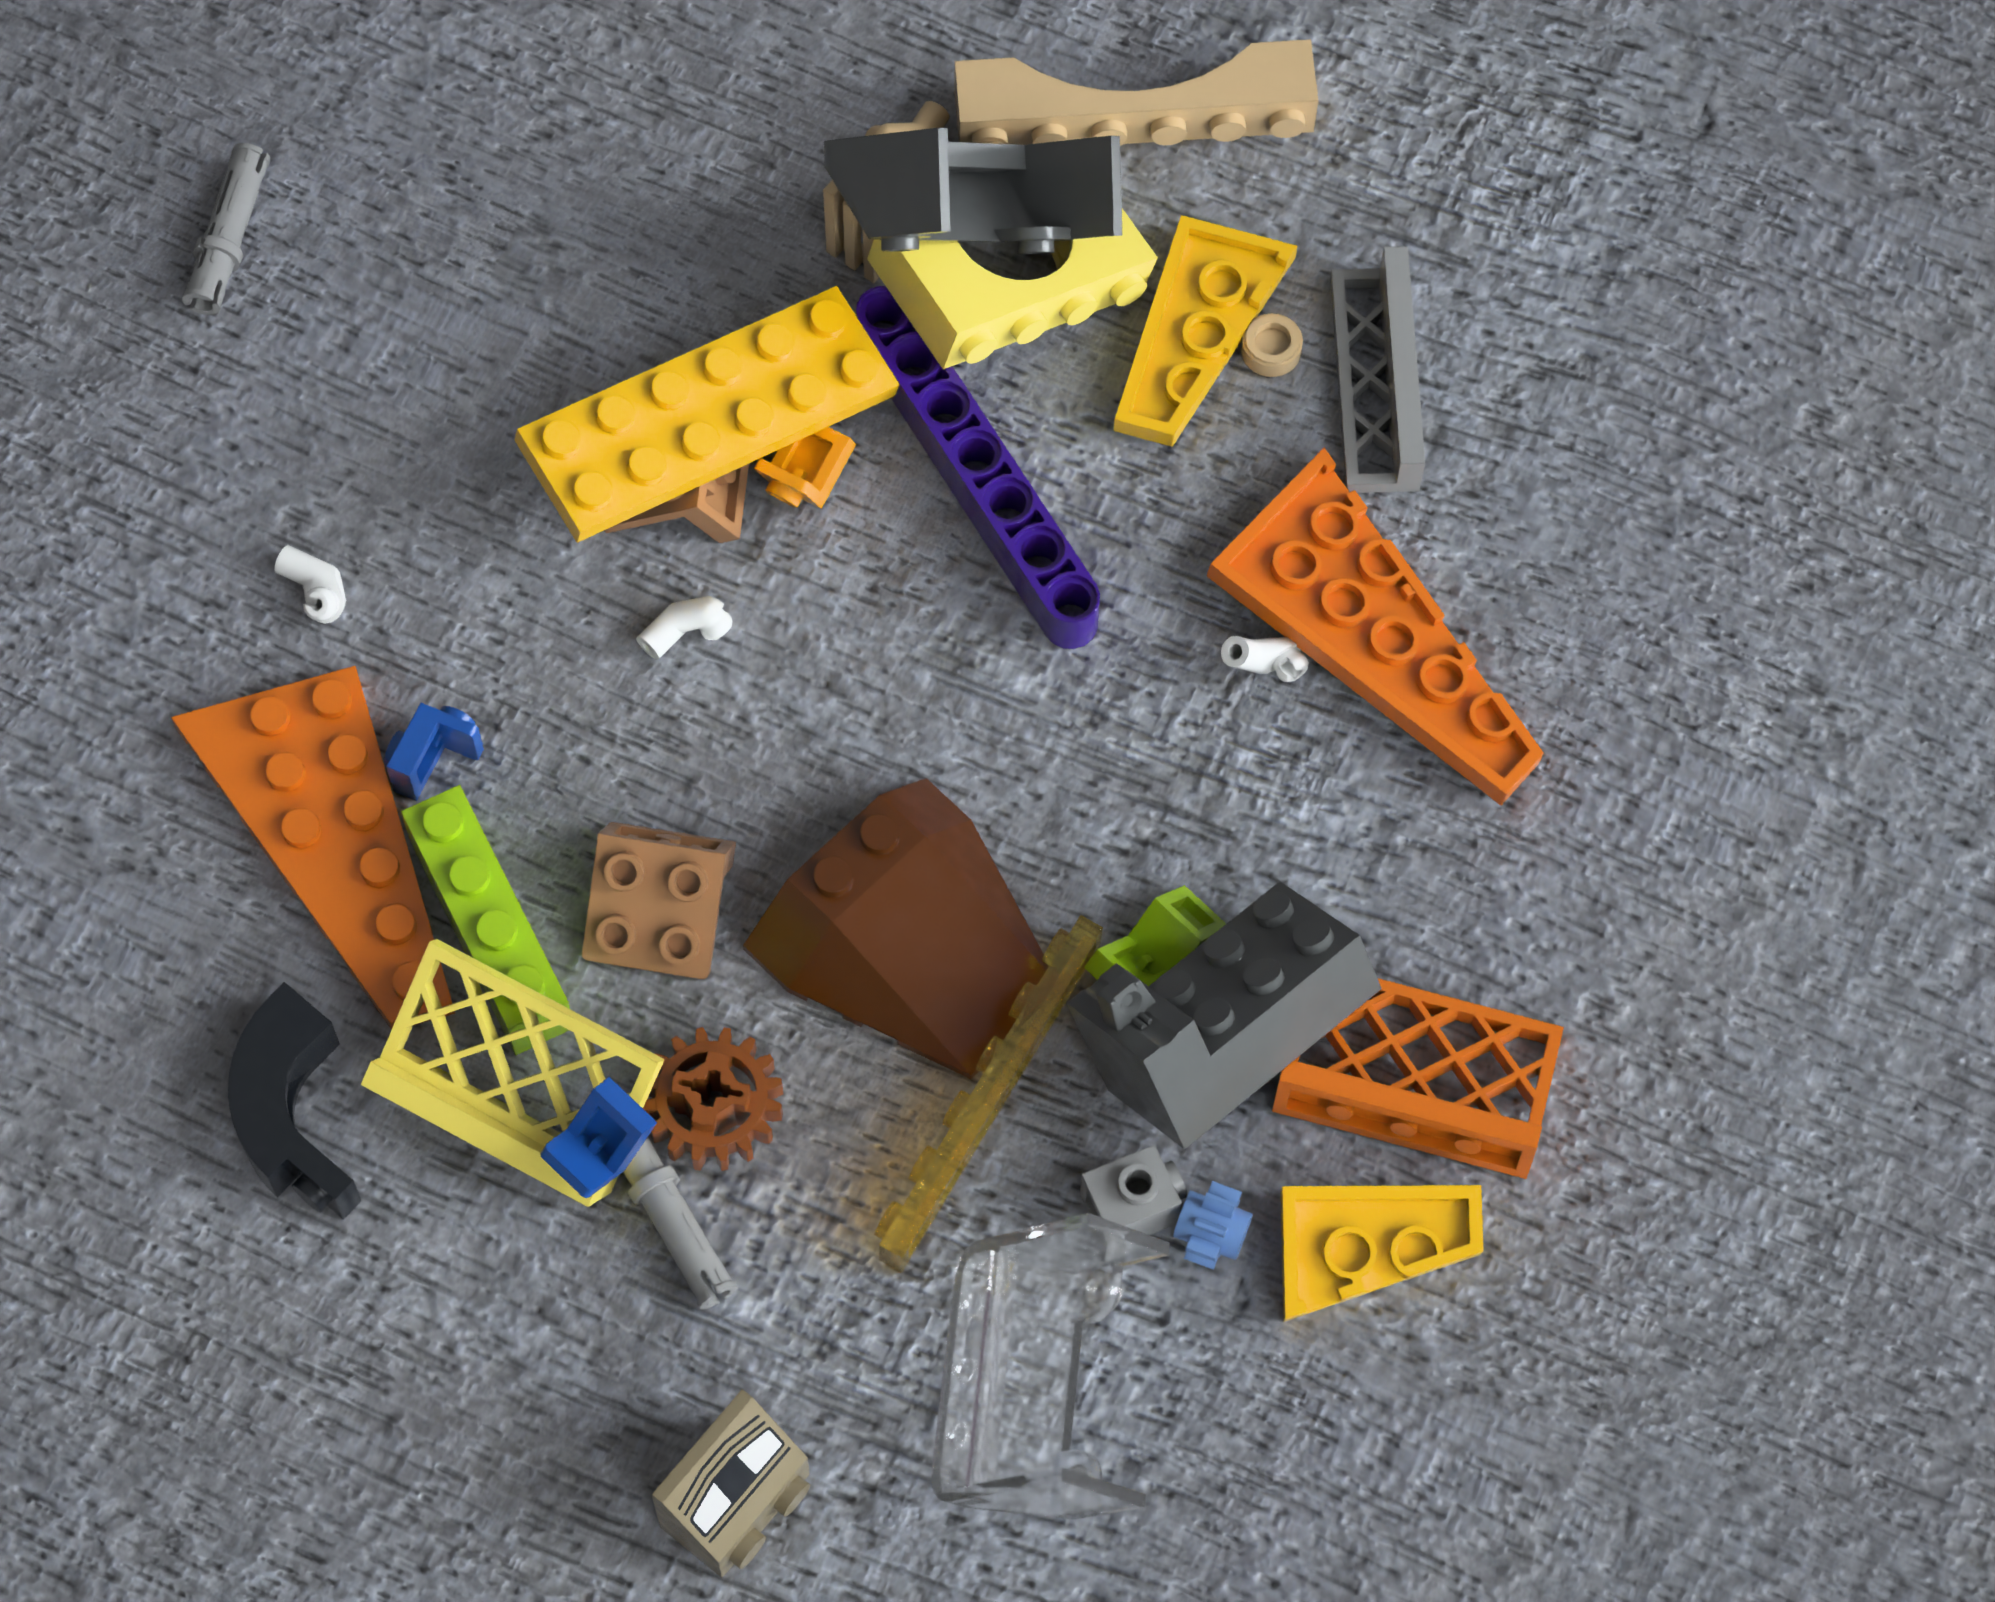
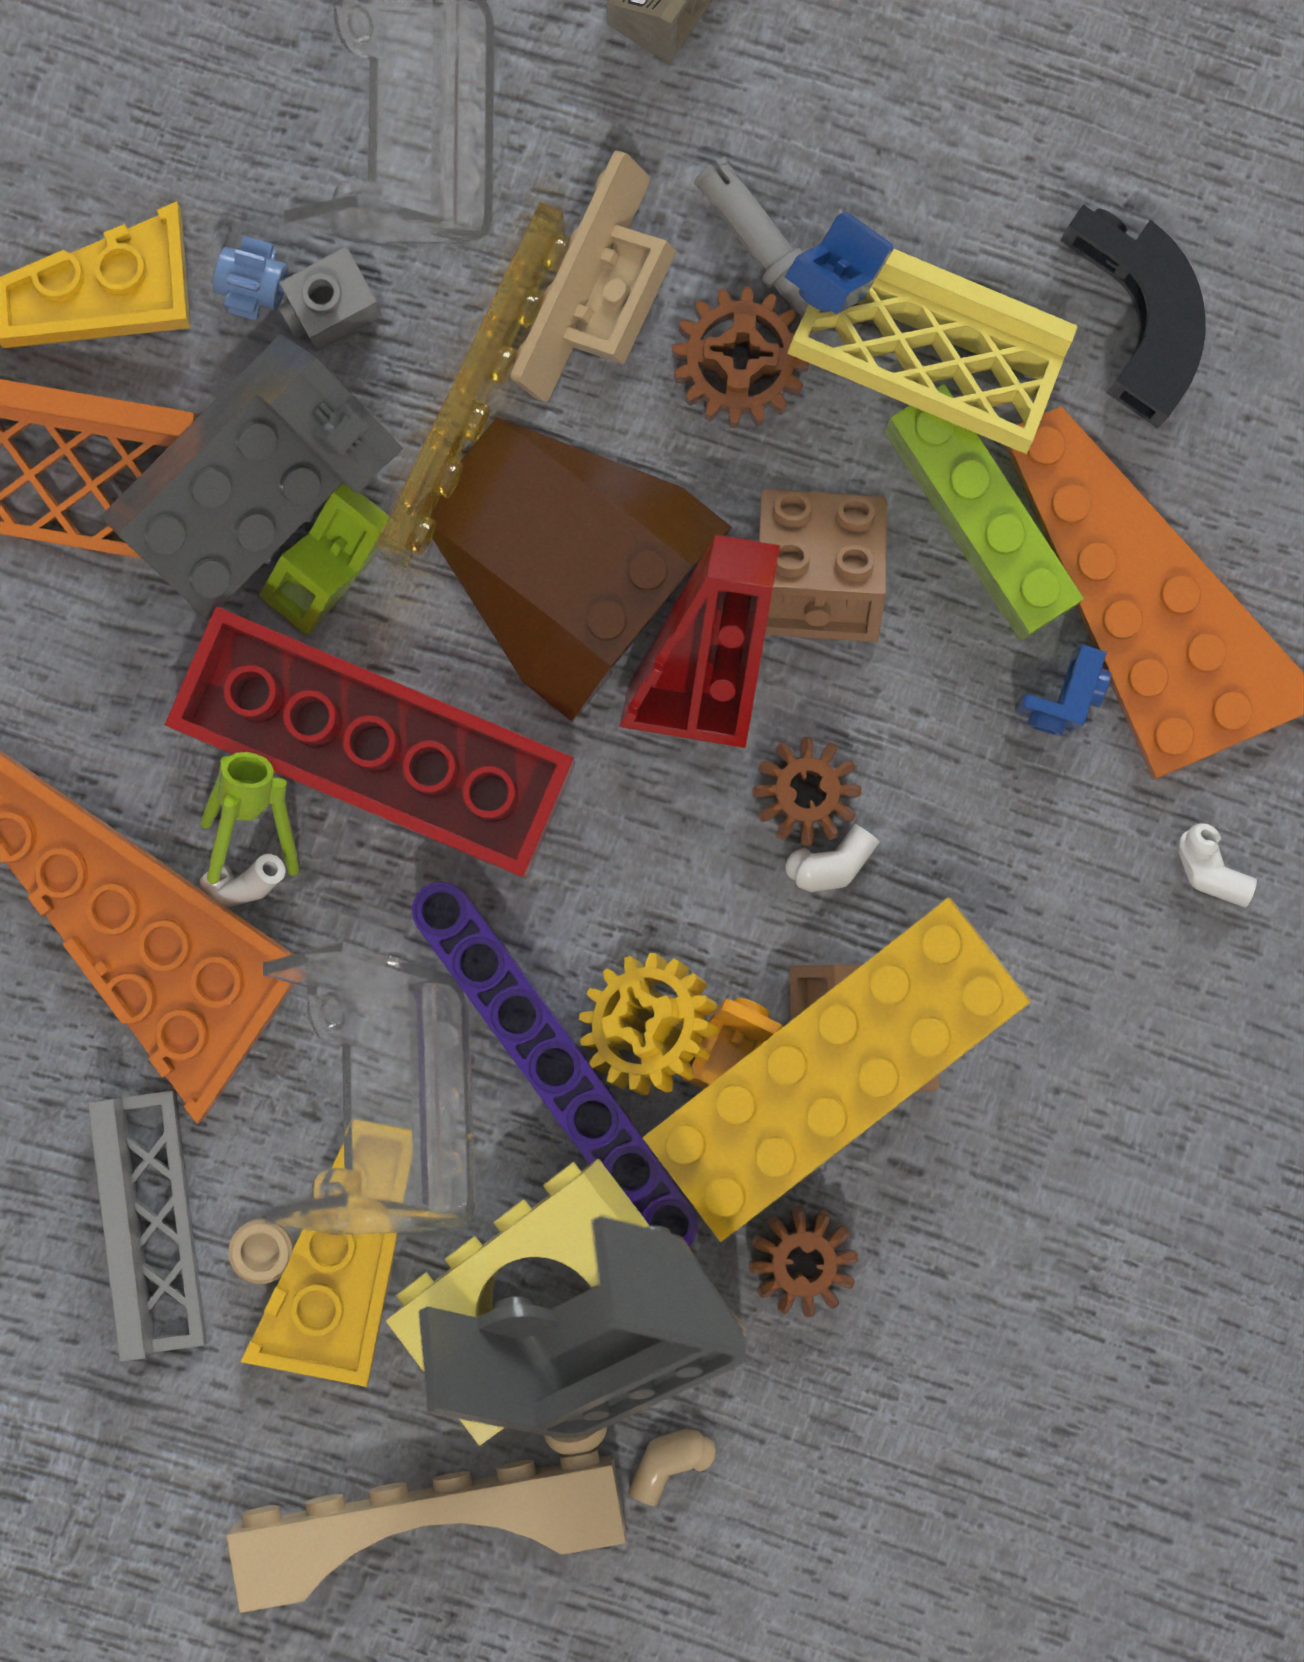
camera: 175 degrees right, 20 degrees up
(698, 663) = (828, 787): none -> dark orange gear
(759, 277) = (798, 1283): none -> dark orange gear
(783, 797) = (709, 650): none -> red wedge
(843, 1182) = (600, 286): none -> tan bracket
(905, 479) = (670, 1036): none -> yellow gear
(1125, 426) = (402, 1093): none -> clear windscreen
(1125, 757) = (371, 742): none -> red brick
(1253, 701) = (244, 792): none -> lime plant

